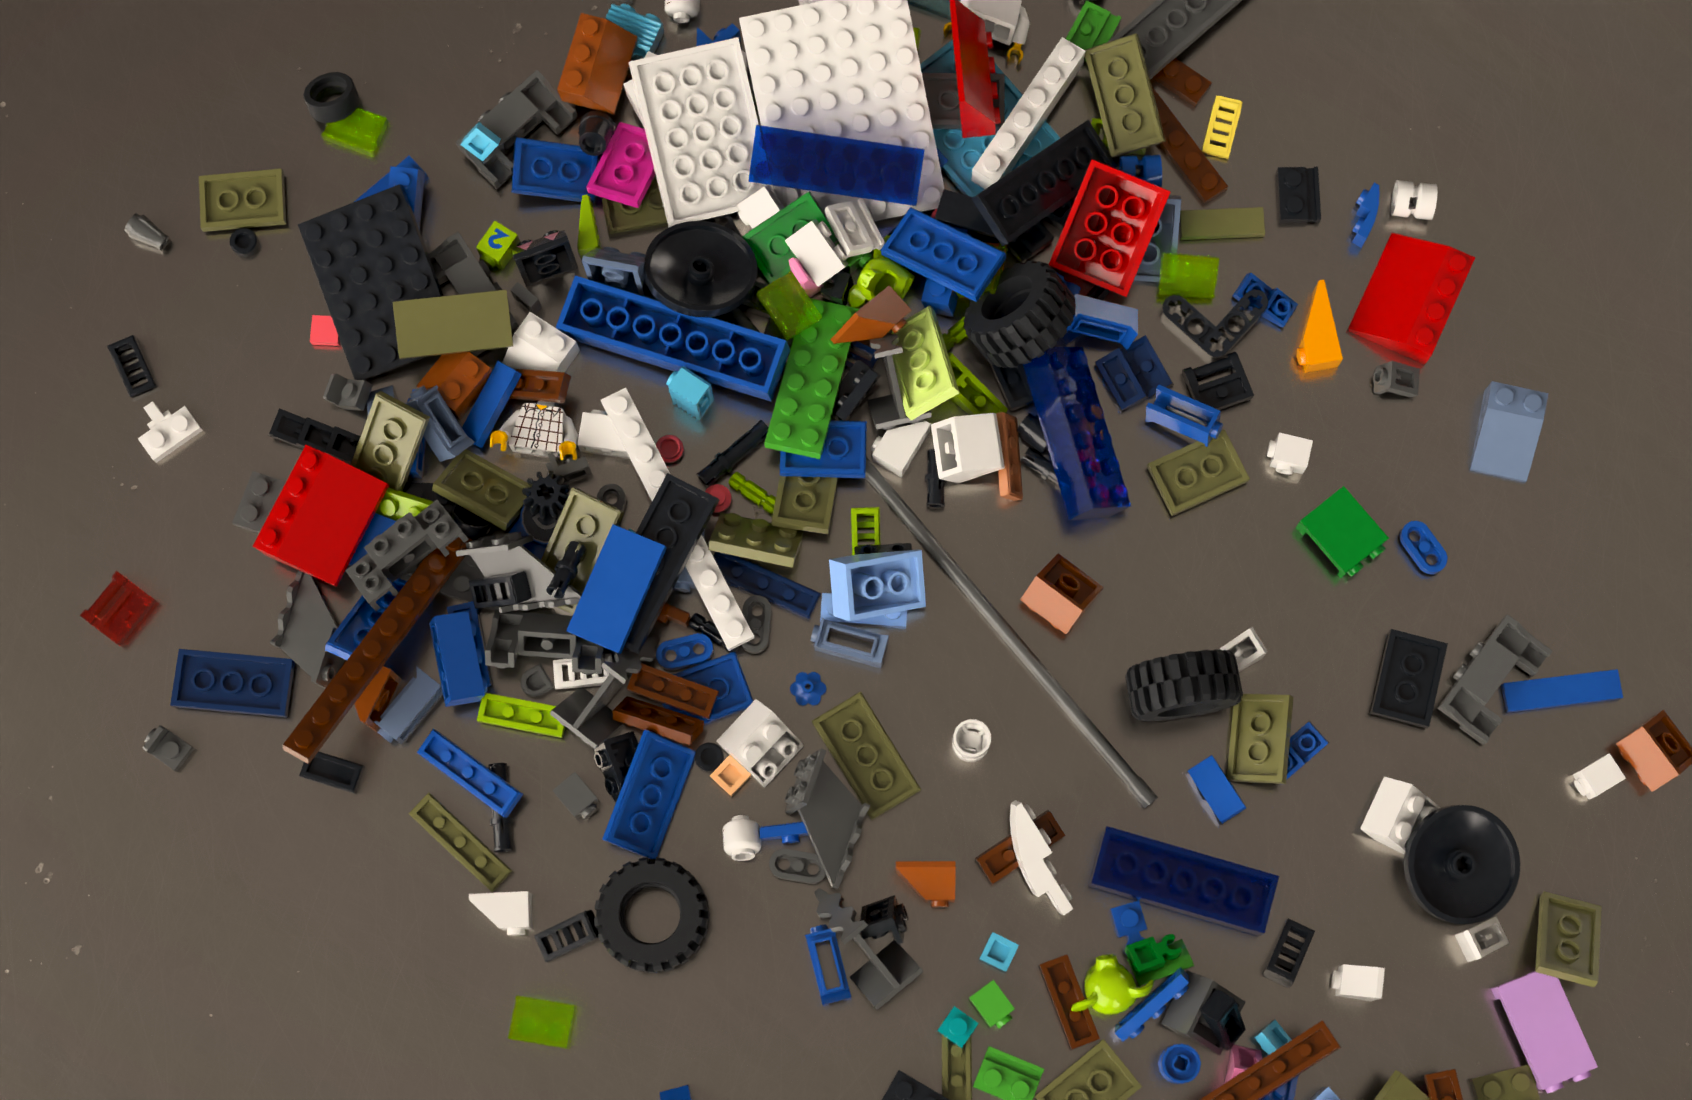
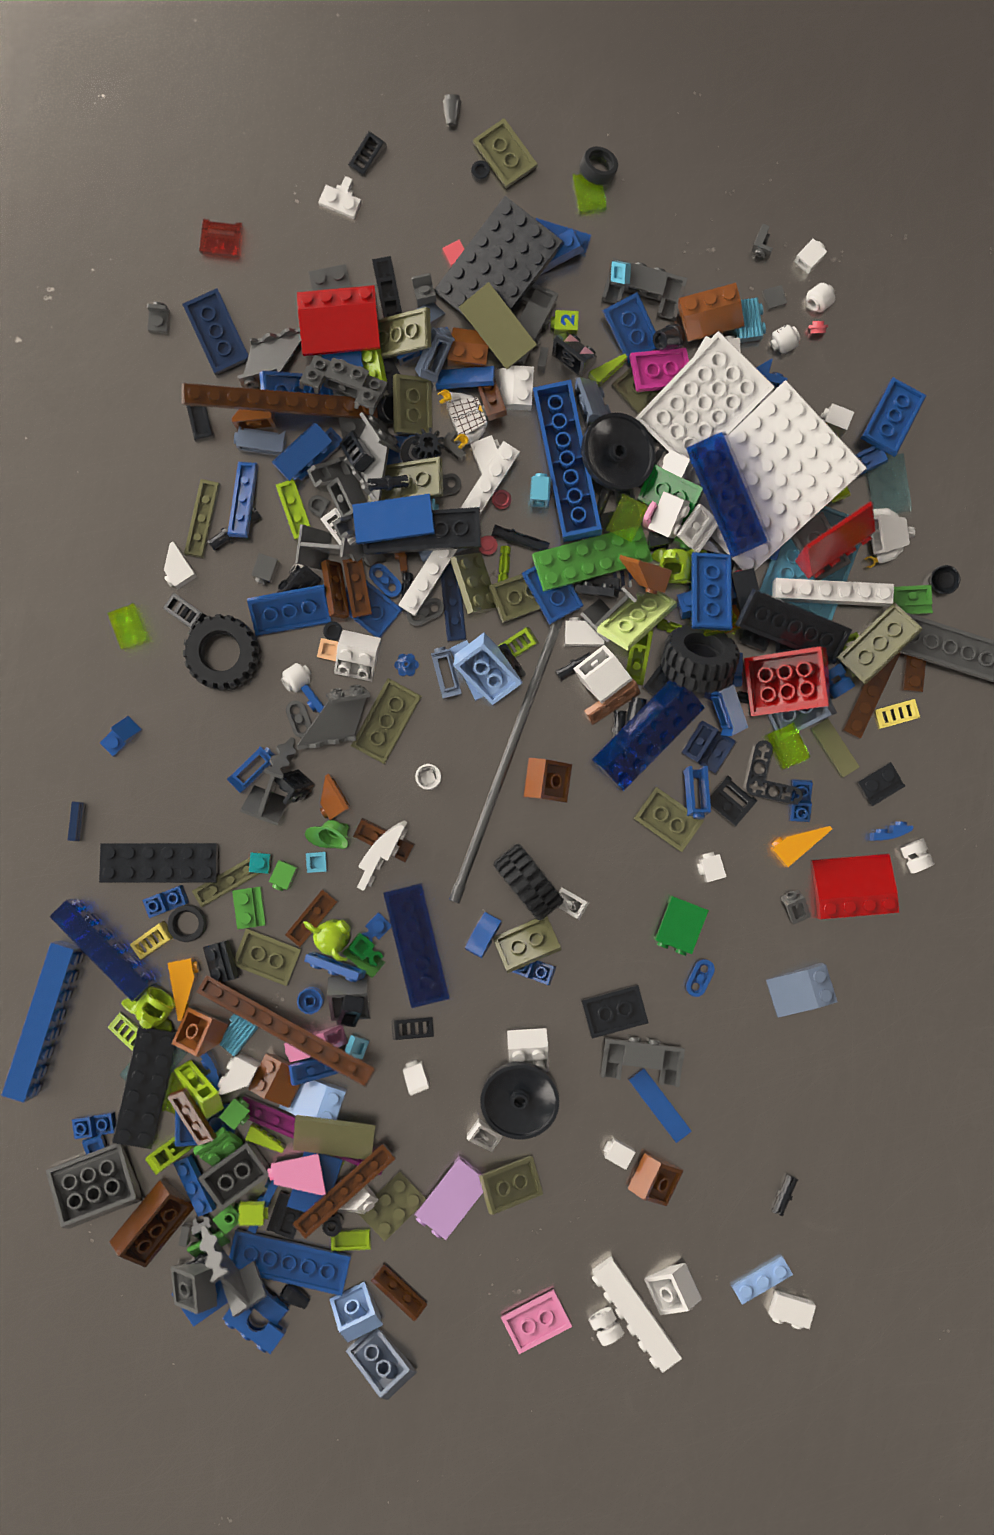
camera: 55 degrees right, 10 degrees up
(973, 912) = (329, 835): none -> bright green piece

